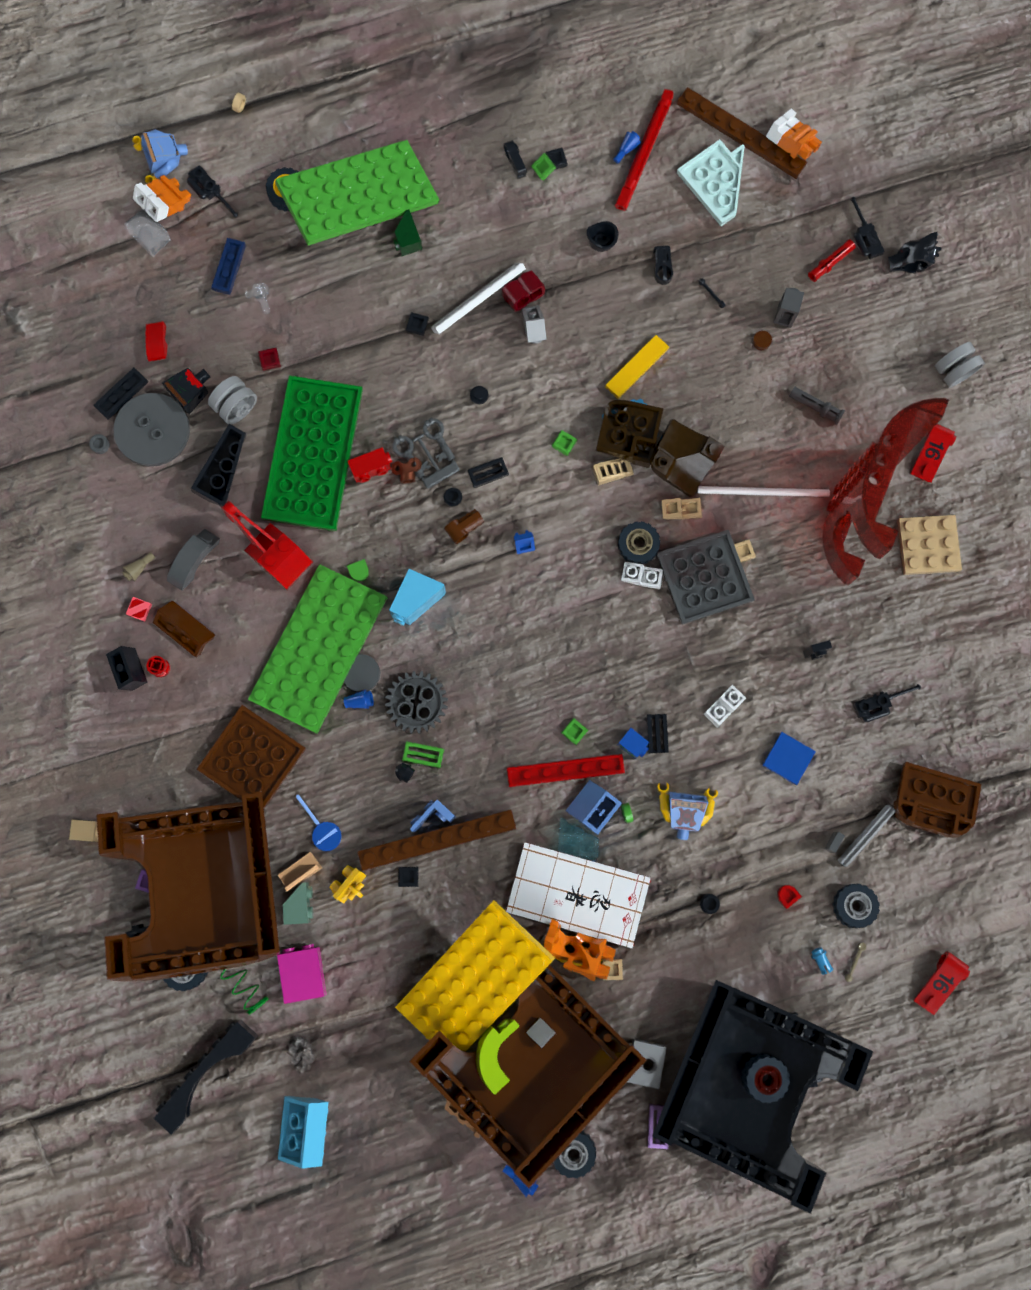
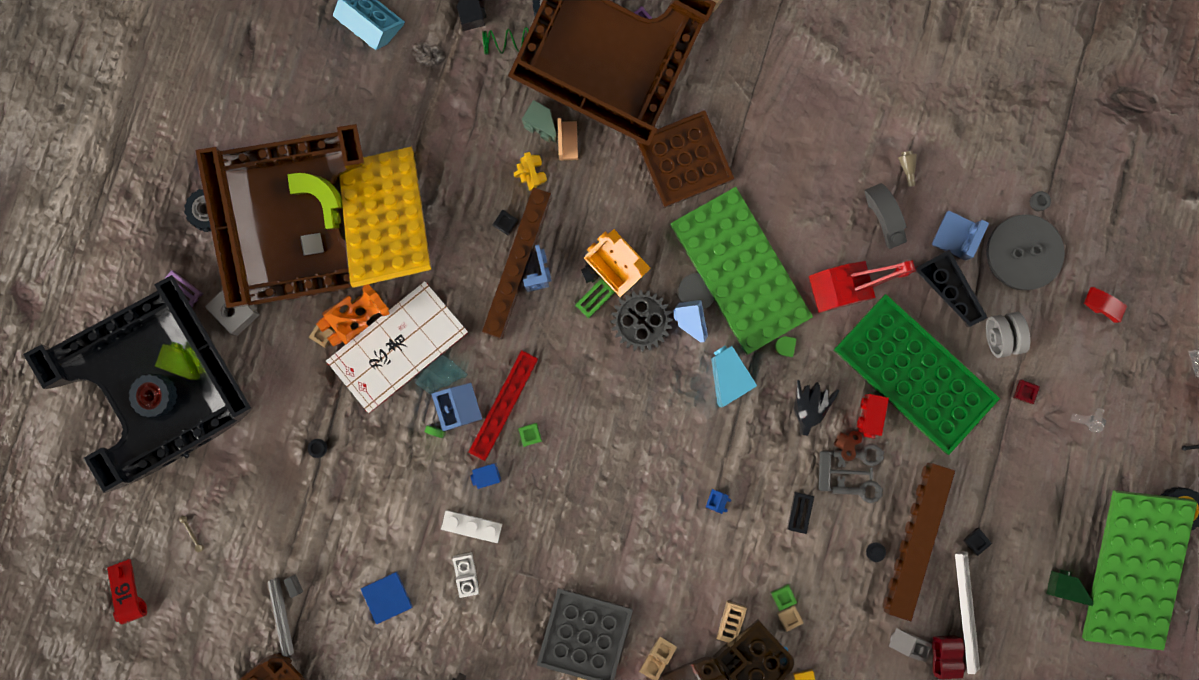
camera: 125 degrees right, 5 degrees up
(120, 393) = (1075, 246): black plate -> none
(126, 668) = (826, 105): black brick -> none
(138, 609) = (871, 146): coral tile -> none
(162, 666) = (810, 136): red wheel -> none
(171, 489) = (959, 235): none -> medium blue bracket
(183, 628) = (831, 172): reddish brown panel -> none
(188, 388) = (1043, 305): black torso -> none
(228, 266) = (1138, 411): dark blue plate -> none
(301, 974) = (486, 91): dark pink brick -> none
(325, 835) = (583, 179): blue piece -> none
(361, 699) = (674, 275): blue cone -> none
(381, 754) = (616, 262): none -> light orange piece
(387, 661) = (692, 319): none -> light blue slope
(395, 517) = (812, 406): none -> black piece
(447, 367) = (919, 541): none -> reddish brown brick
(452, 497) = (798, 467): black plate -> none
(460, 529) = (766, 454): reddish brown piece -> none
(577, 428) = (790, 618): none -> tan tile
(641, 531) = (655, 612): black wheel -> none
(641, 575) = (622, 583): white slope -> none
(657, 729) = (478, 509): black tile -> none
(682, 728) = (471, 526): none -> white plate
(686, 811) = (401, 481): torso -> none
(721, 1076) = (178, 361): none -> clear neon green slope
(787, 895) = (279, 516): red tile -> none
(821, 960) = (215, 508): dark azure pin -> none
(868, 906) = (220, 570): black wheel -> none

